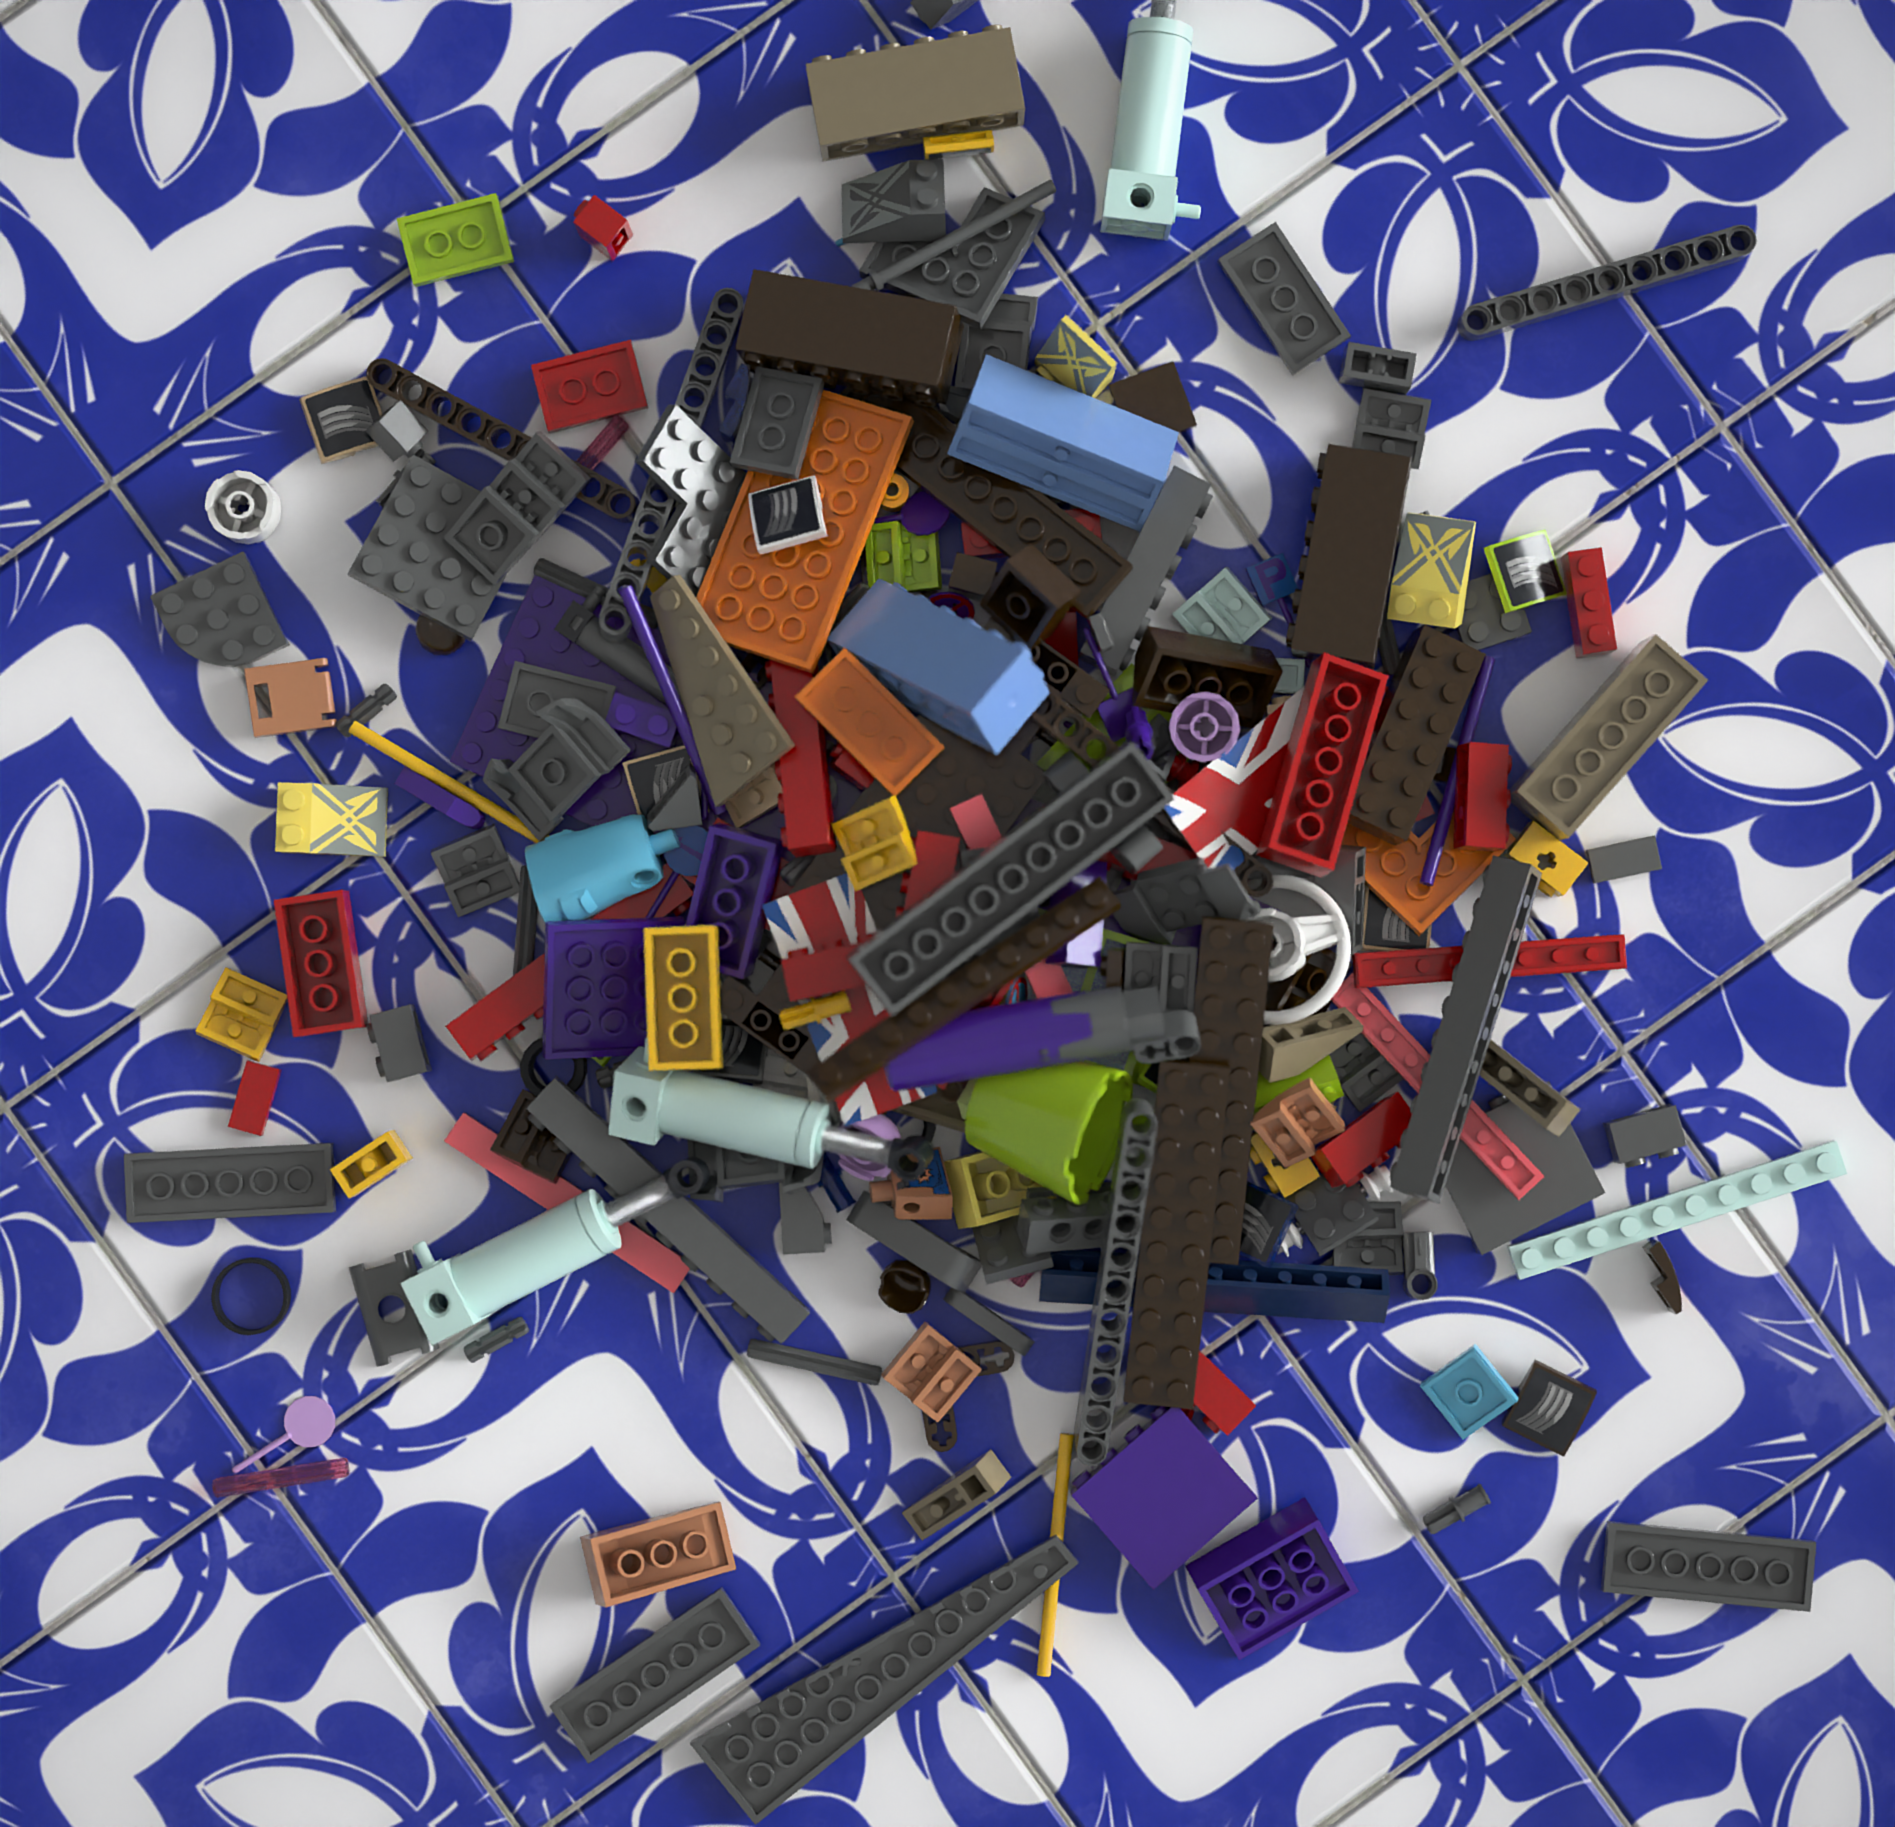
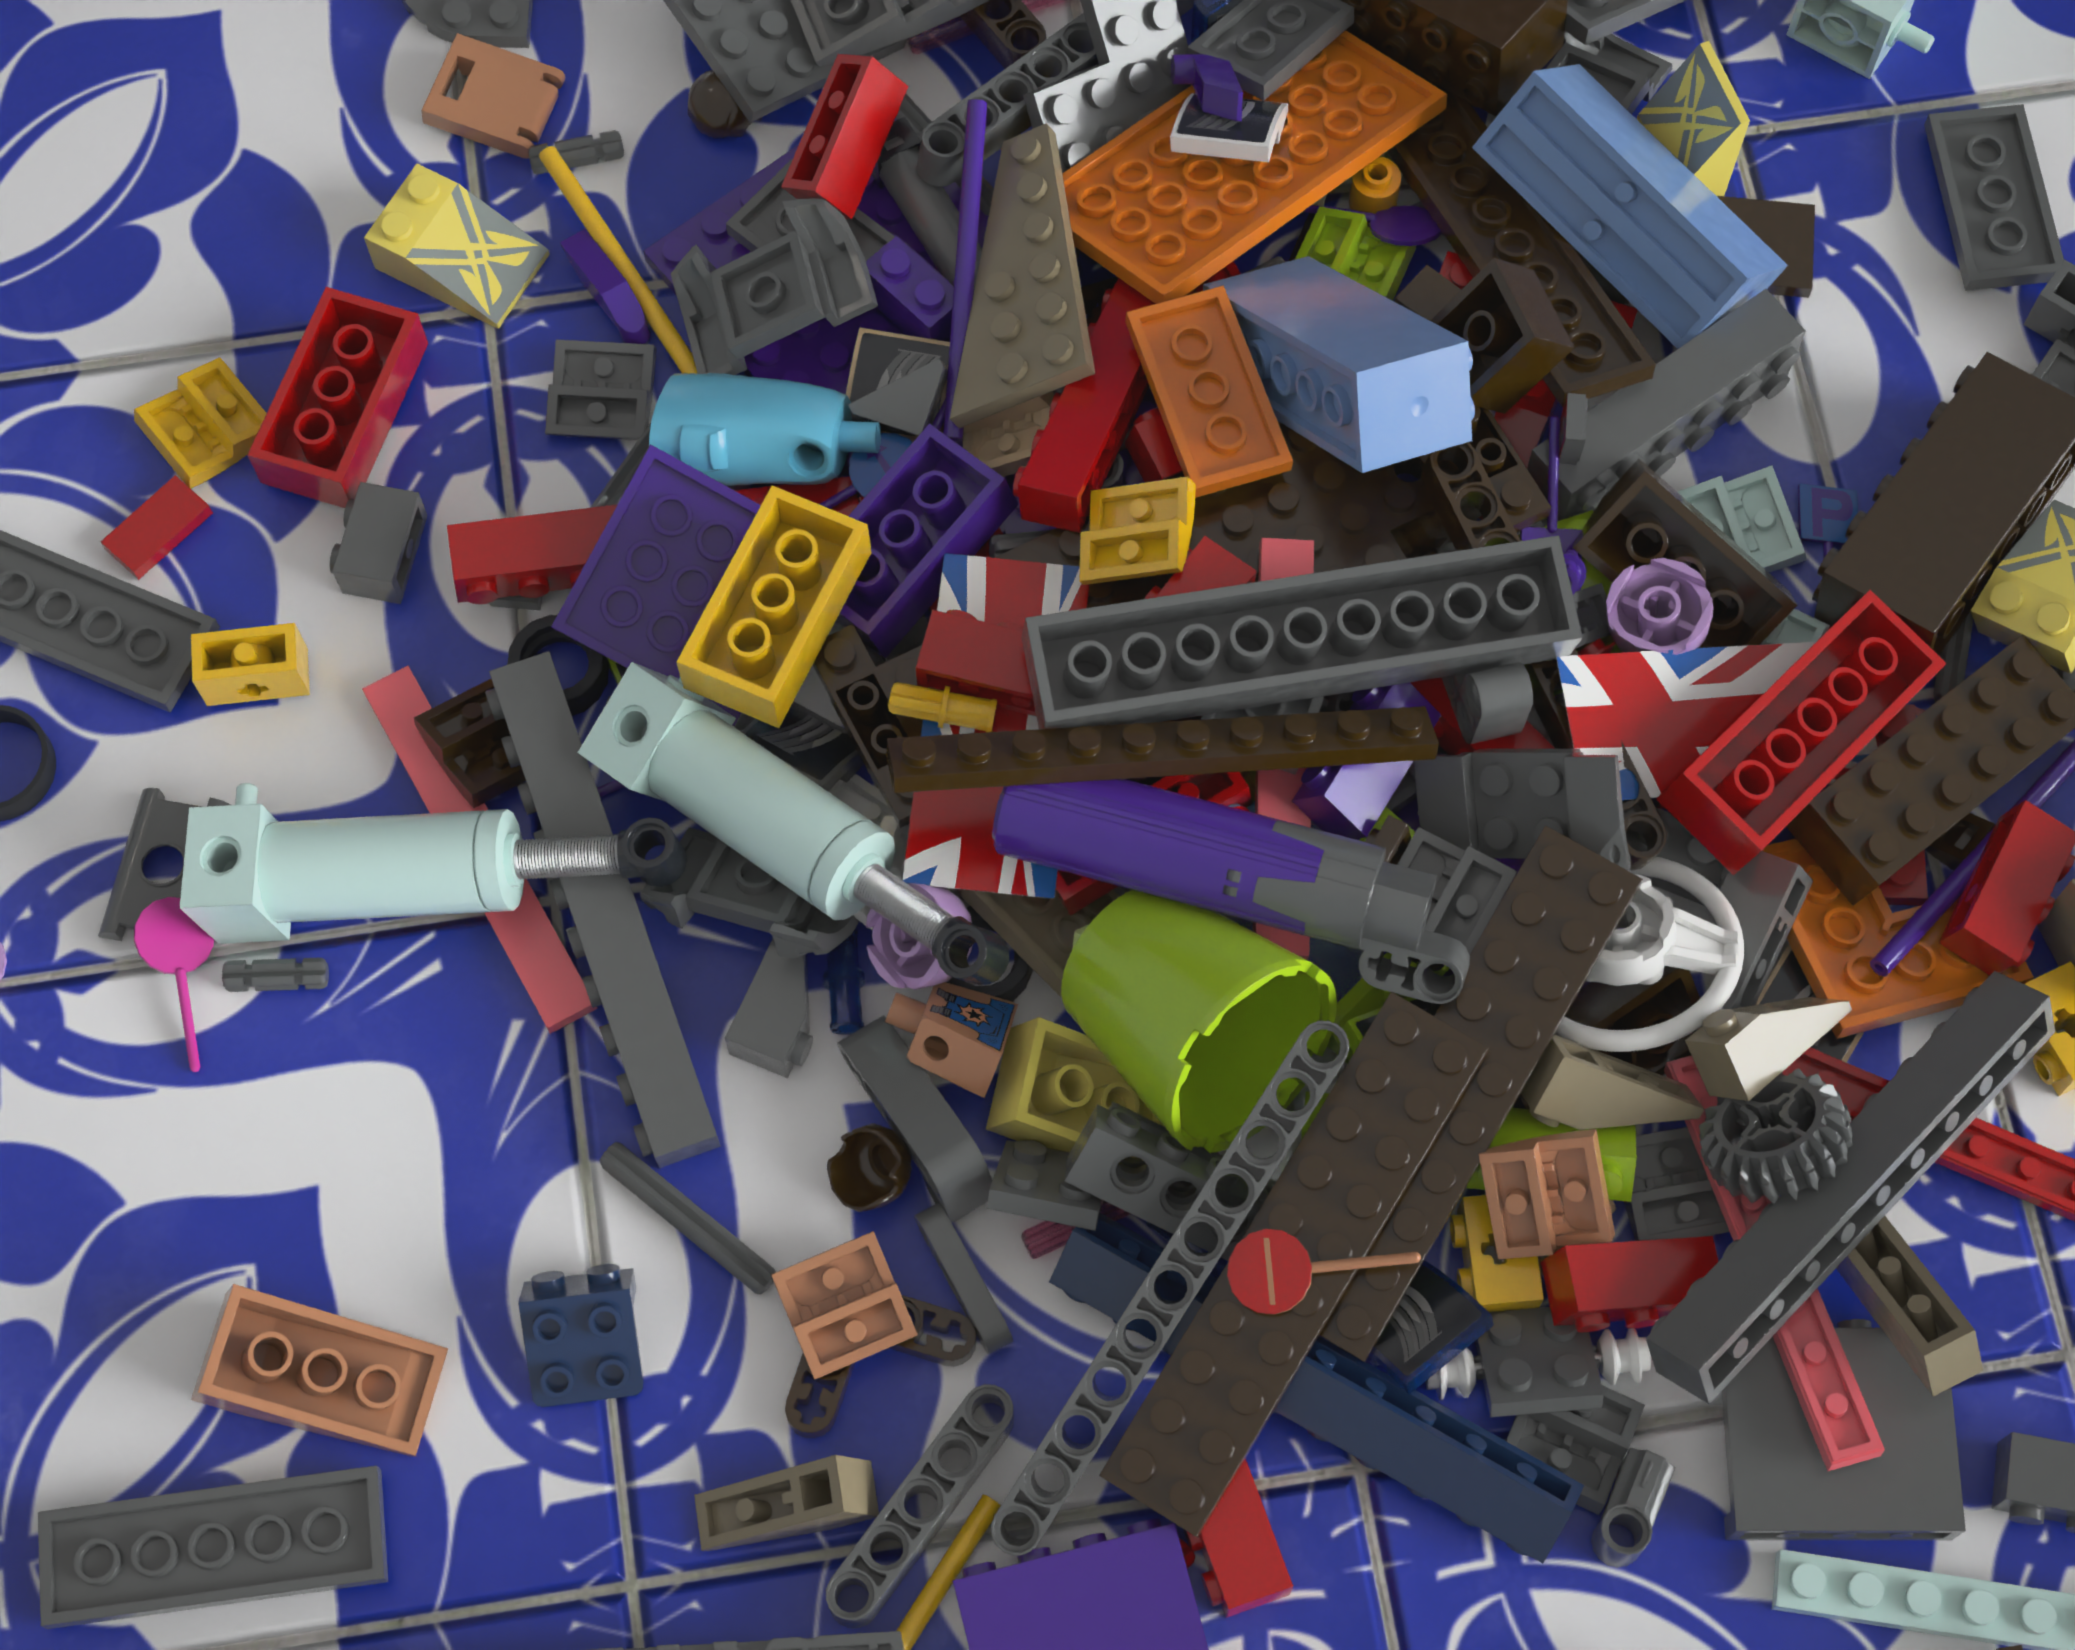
camera: 25 degrees right, 20 degrees down
(427, 1359) = (174, 946): none -> dark pink piece
(549, 644) = (845, 133): none -> red brick
(763, 490) = (1212, 82): none -> dark purple piece
(791, 1458) = (581, 1335): none -> dark blue bracket
(1031, 1476) = (914, 1533): none -> dark grey beam
(1169, 1251) = (1274, 1271): none -> red piece
(1379, 969) = (1751, 1045): none -> slope
(1411, 1046) = (1778, 1138): none -> dark grey gear

